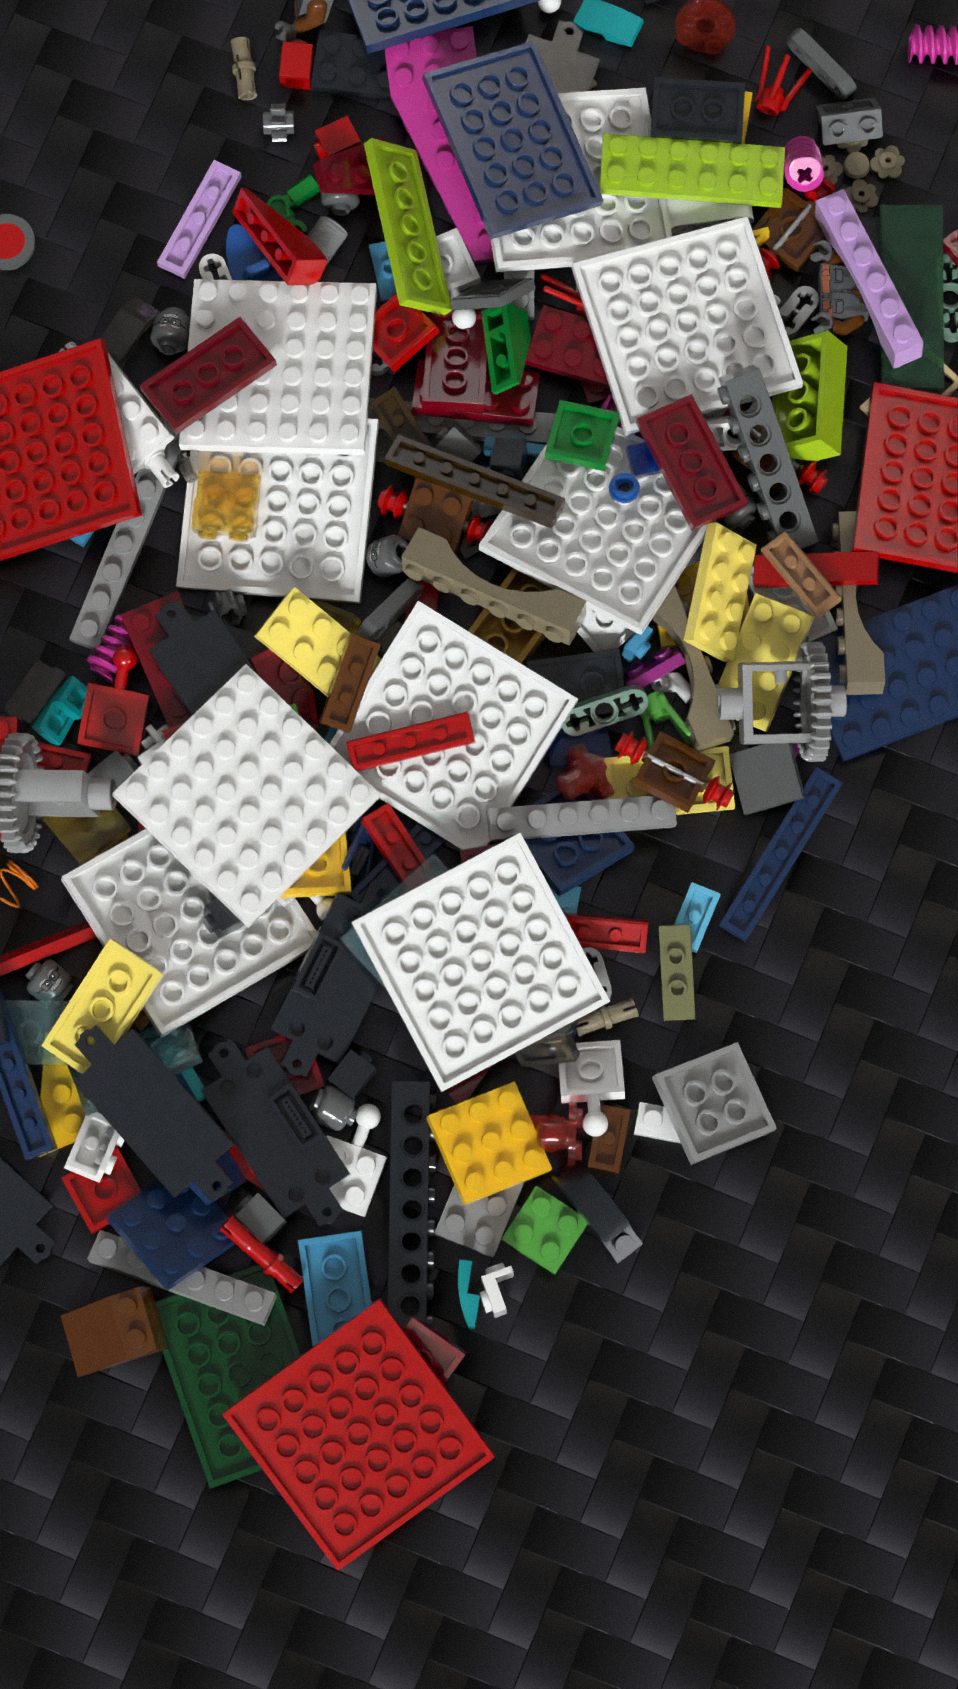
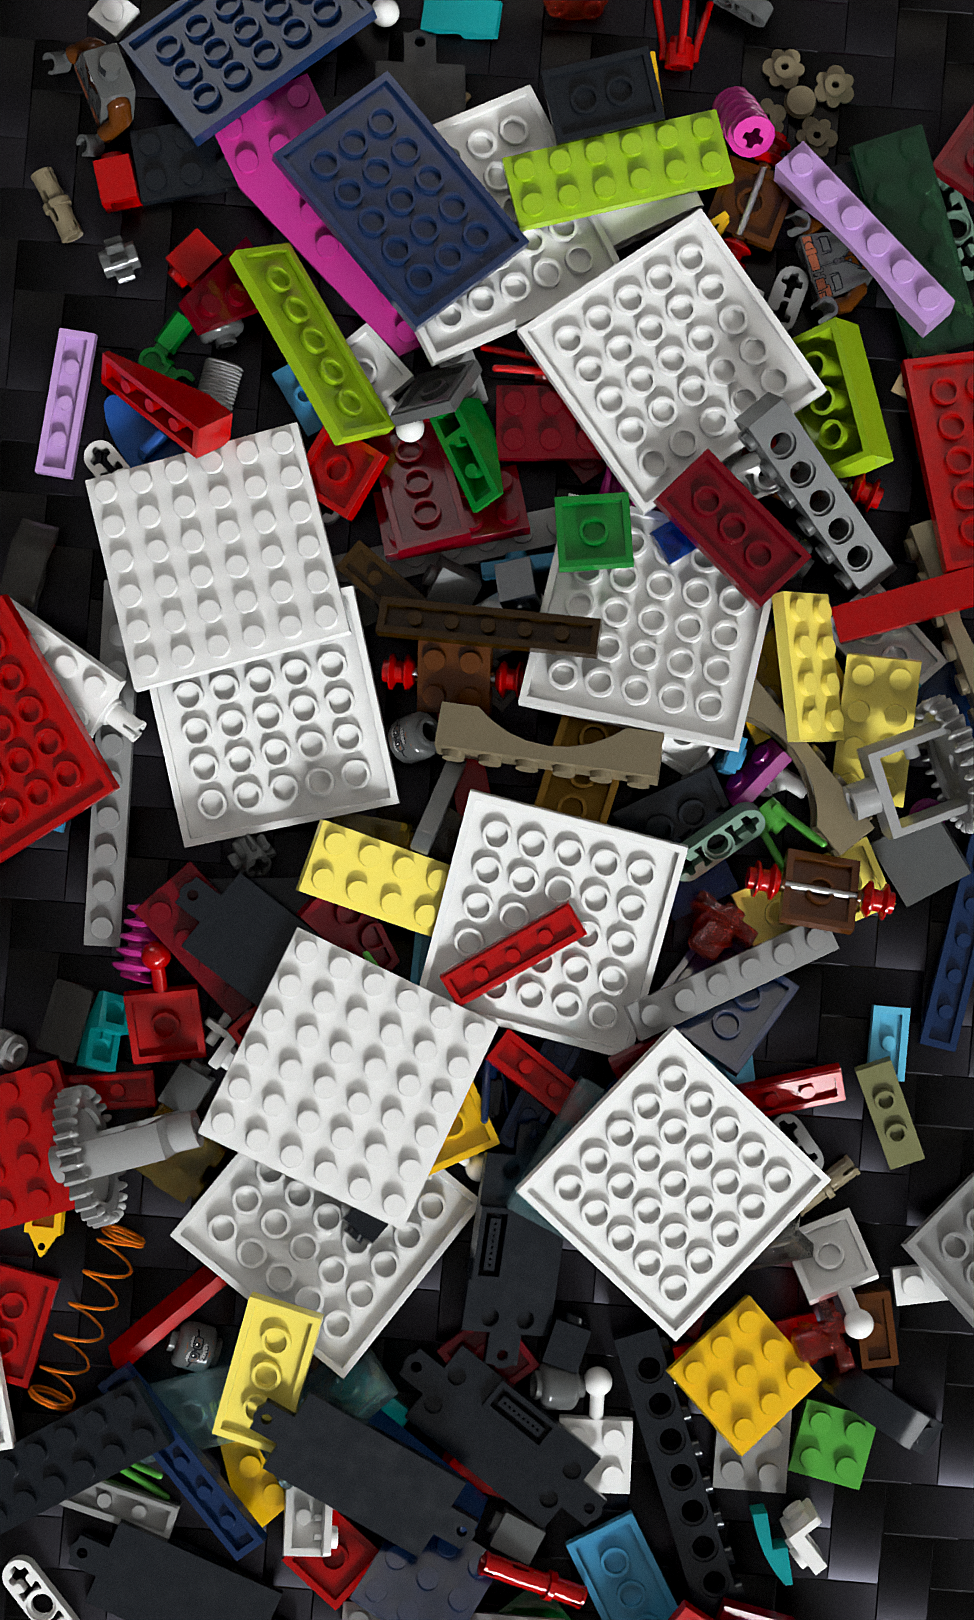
camera: 20 degrees left, 10 degrees up
(171, 331) = (78, 548): dark grey head -> none
(187, 467) = (153, 712): clear smoke tile -> none
(208, 375) = (141, 598): dark red plate -> none
(226, 505) = (211, 740): clear yellow plate -> none
(349, 683) = (422, 910): reddish brown plate -> none
(624, 480) = (662, 571): blue plate -> none
(801, 574) = (894, 618): medium nougat tile -> none
(850, 121) = (778, 50): dark grey bracket -> none

